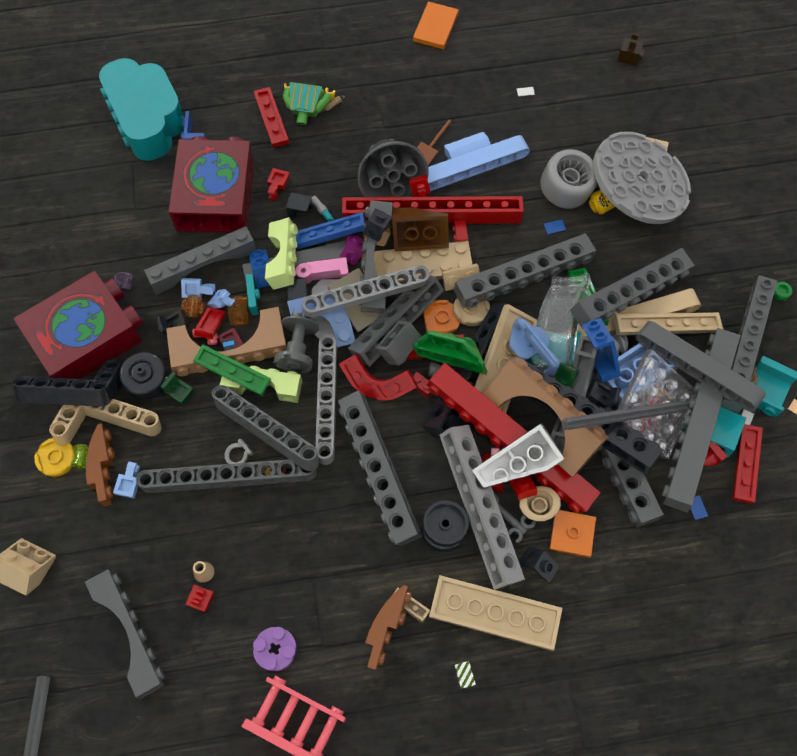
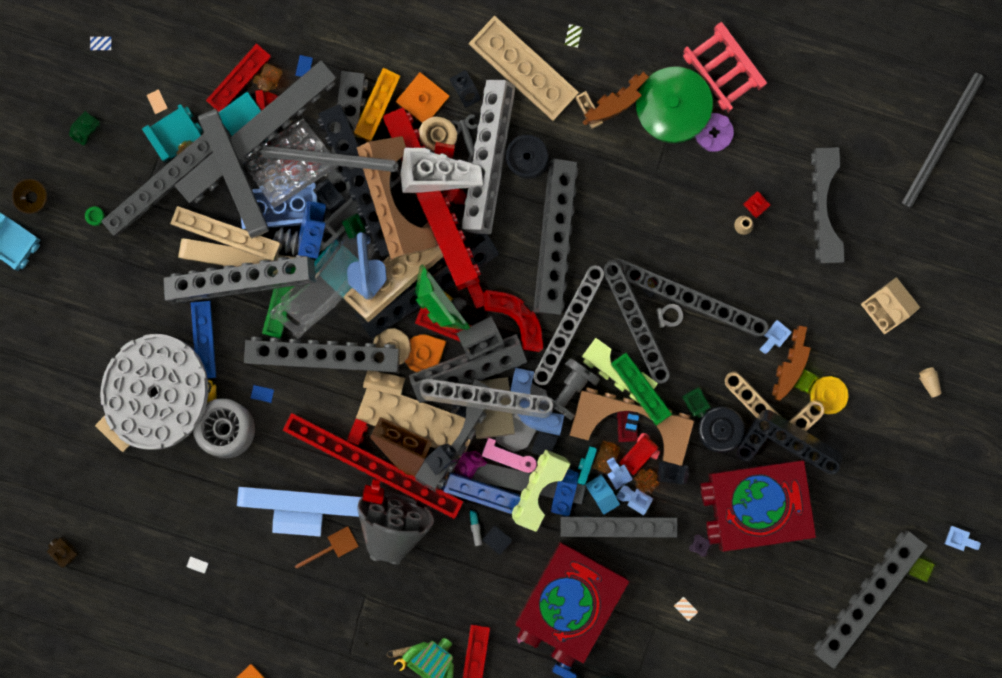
camera: 150 degrees left, 20 degrees up
(115, 231) = (686, 609): none -> sticker
(227, 277) = (602, 494): none -> dark azure brick
(277, 180) = (504, 582): red plate -> none
(327, 655) = (674, 105): none -> green dish
(612, 501) = (376, 105): none -> light orange plate
(627, 239) = (203, 335): none -> blue plate
(722, 475) = (268, 78): none -> clear orange bracket

